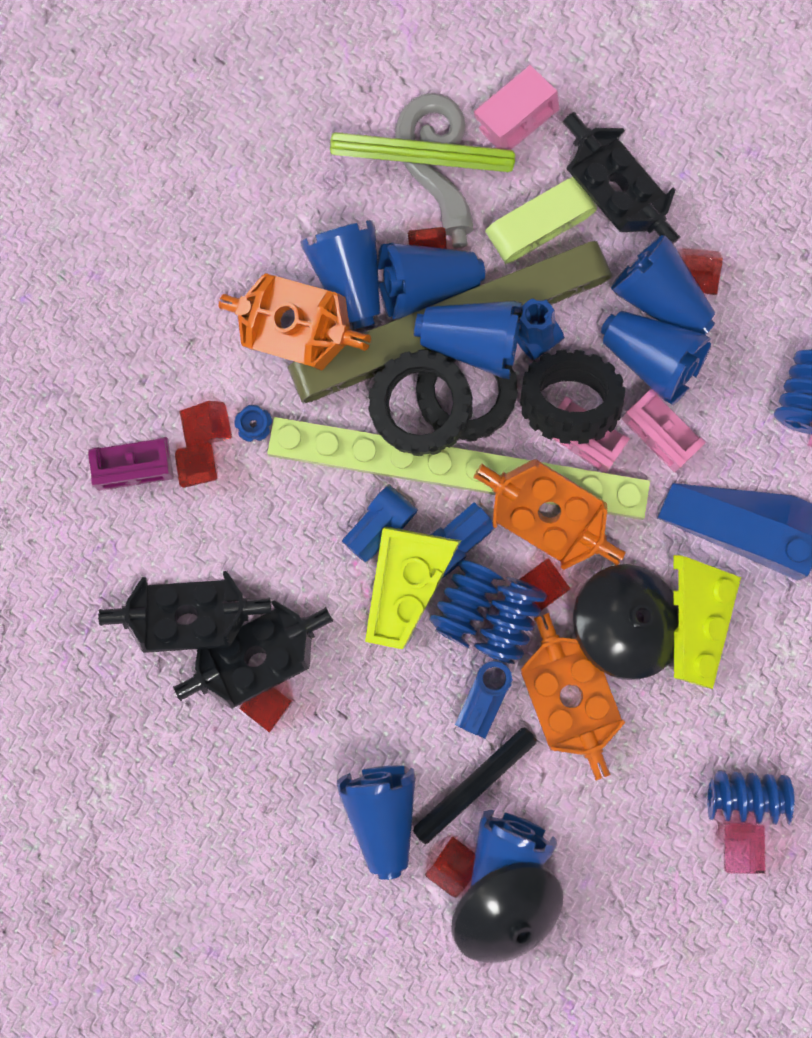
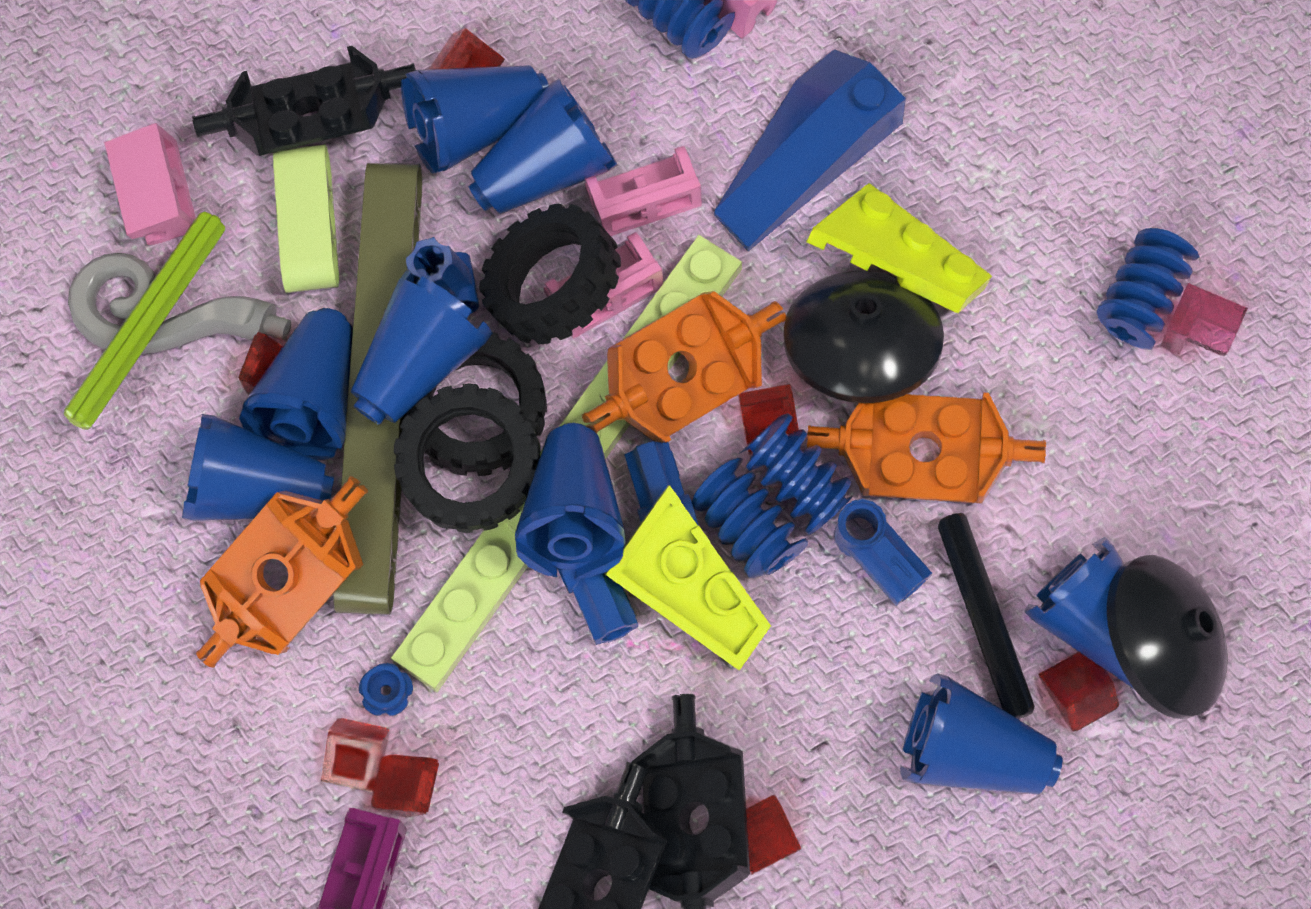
camera: 60 degrees left, 10 degrees down
(416, 484) = (571, 508): none -> blue cone

